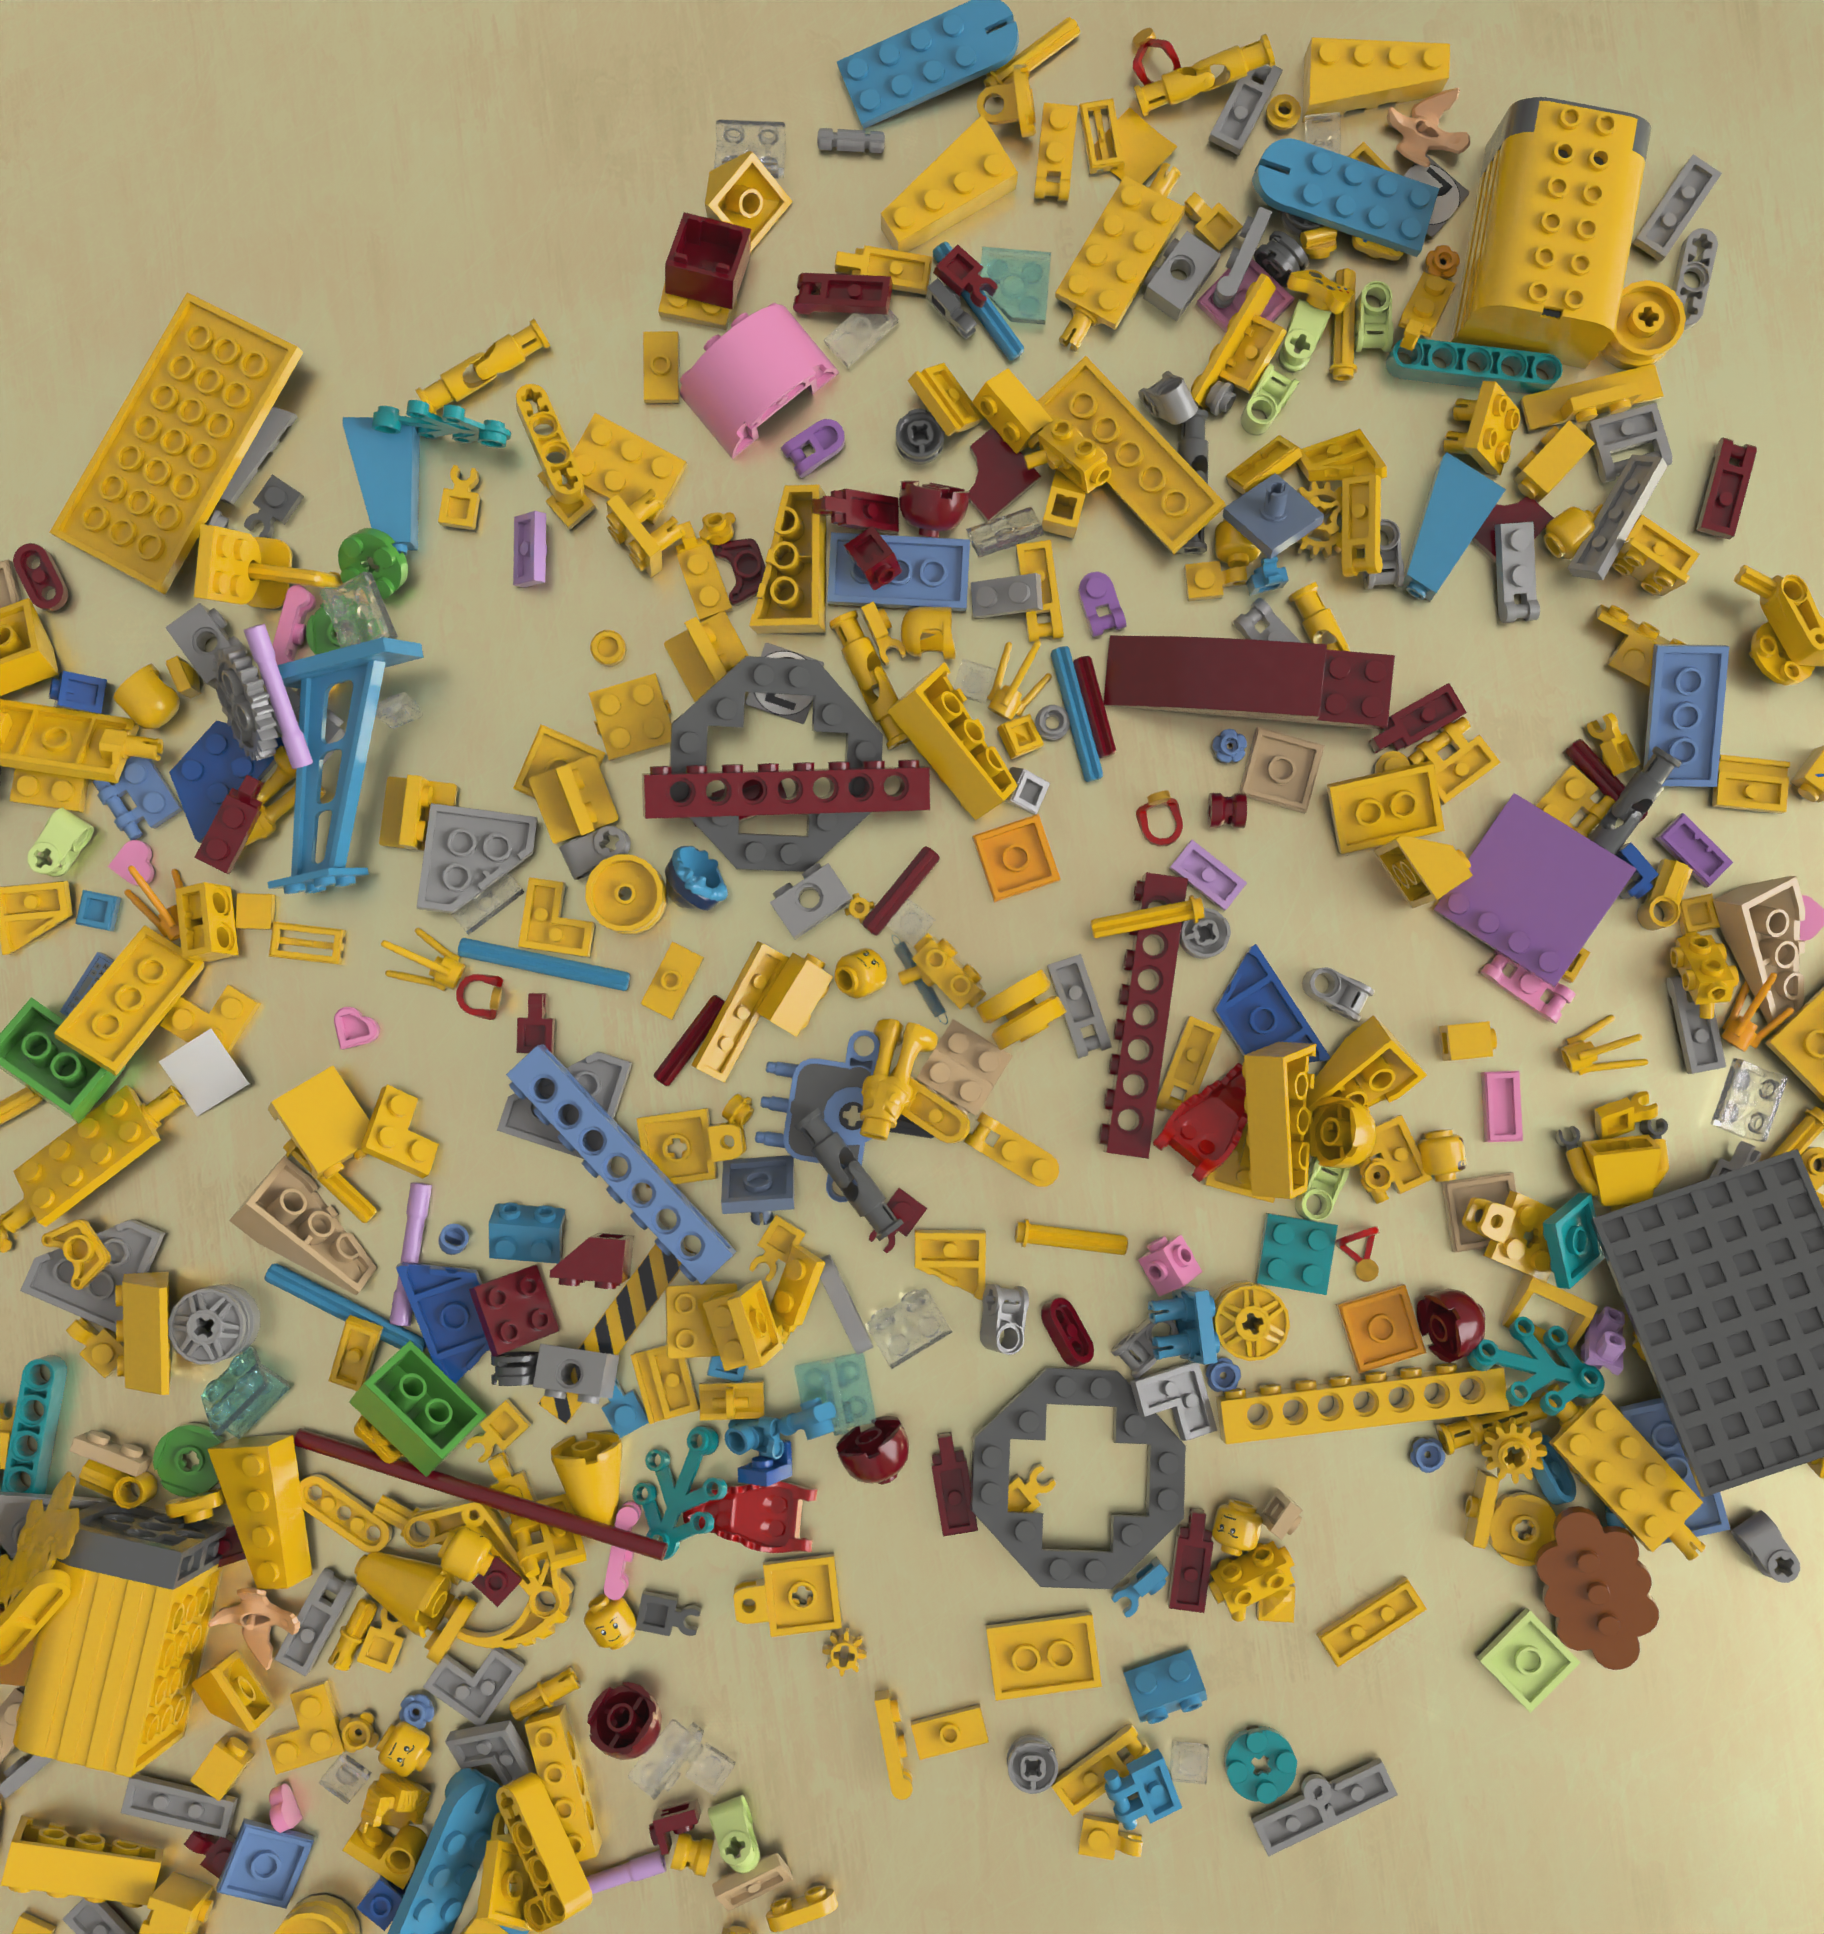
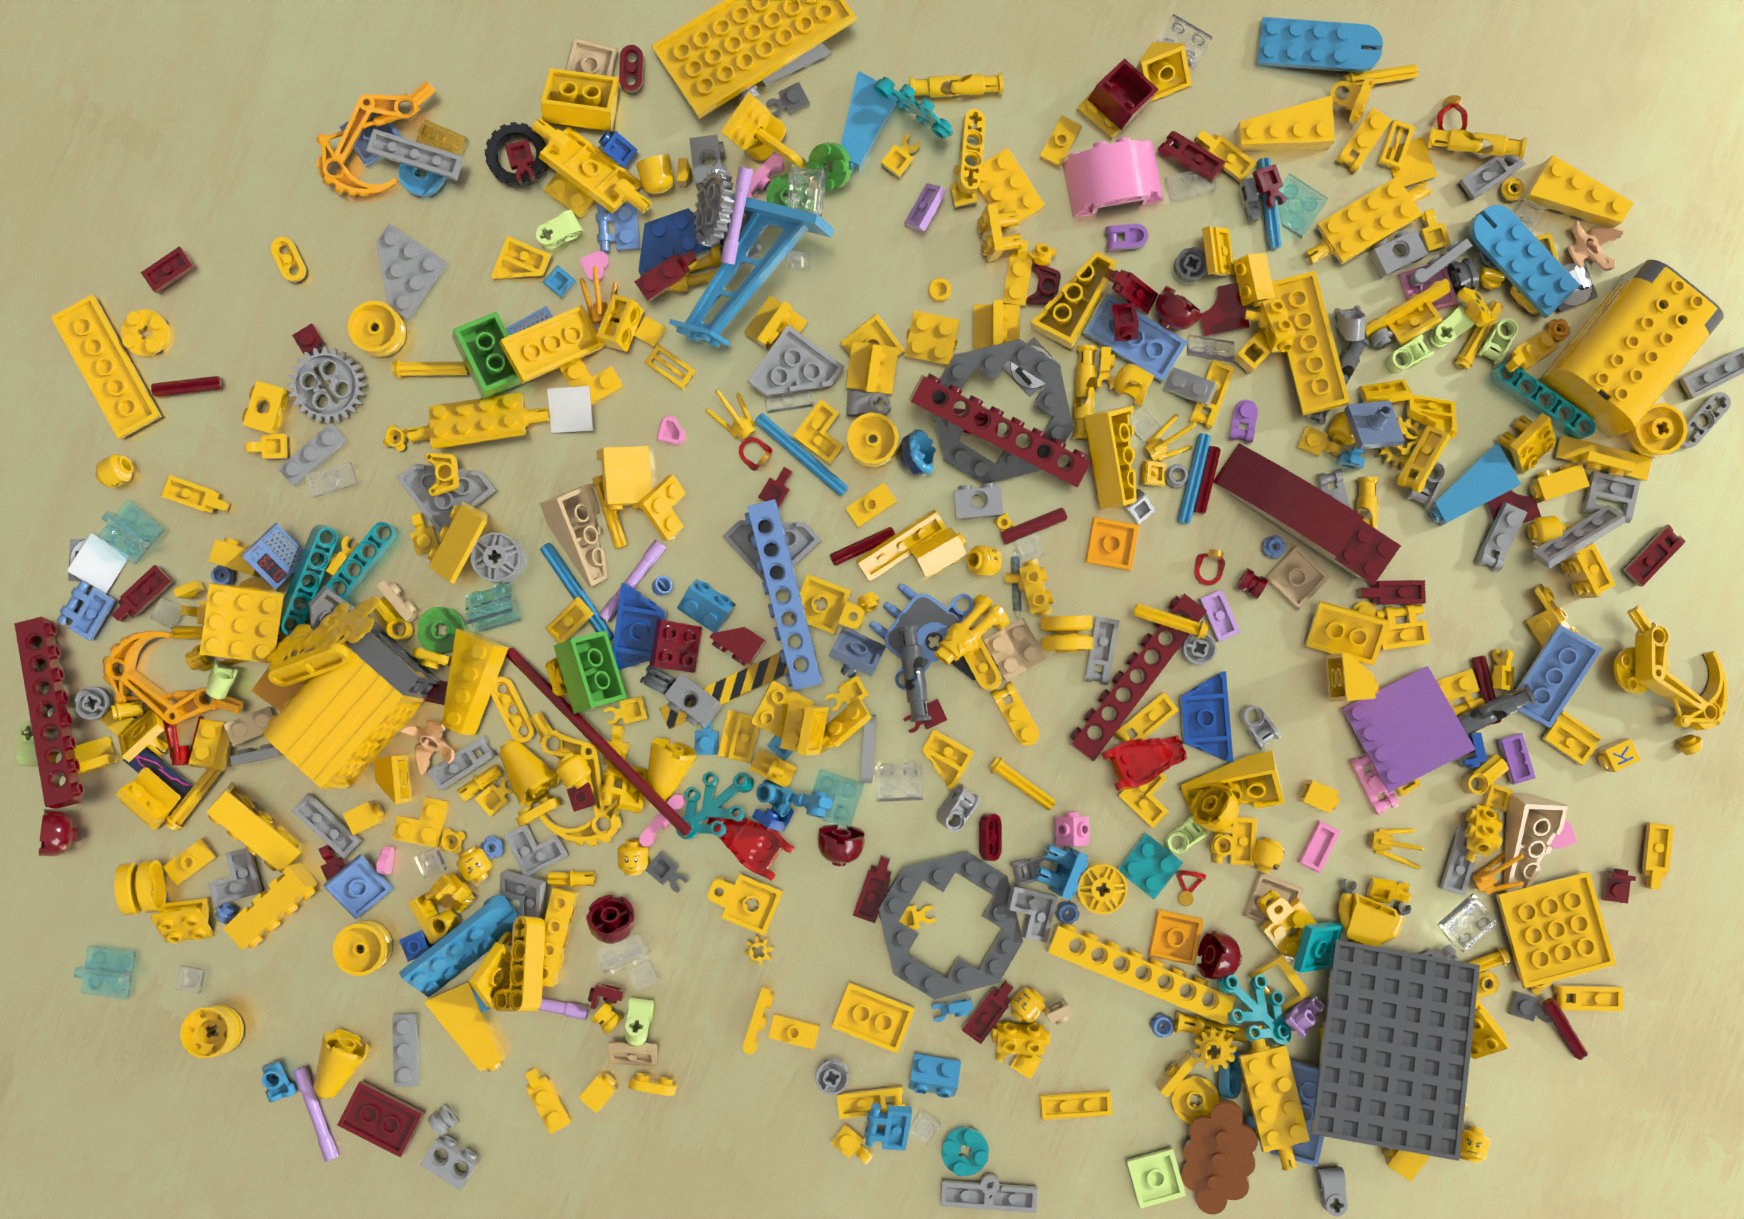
camera: 30 degrees right, 0 degrees up
(851, 140) = (1246, 68): light grey axle -> none
(1278, 1118) = (1183, 779): yellow wedge -> none

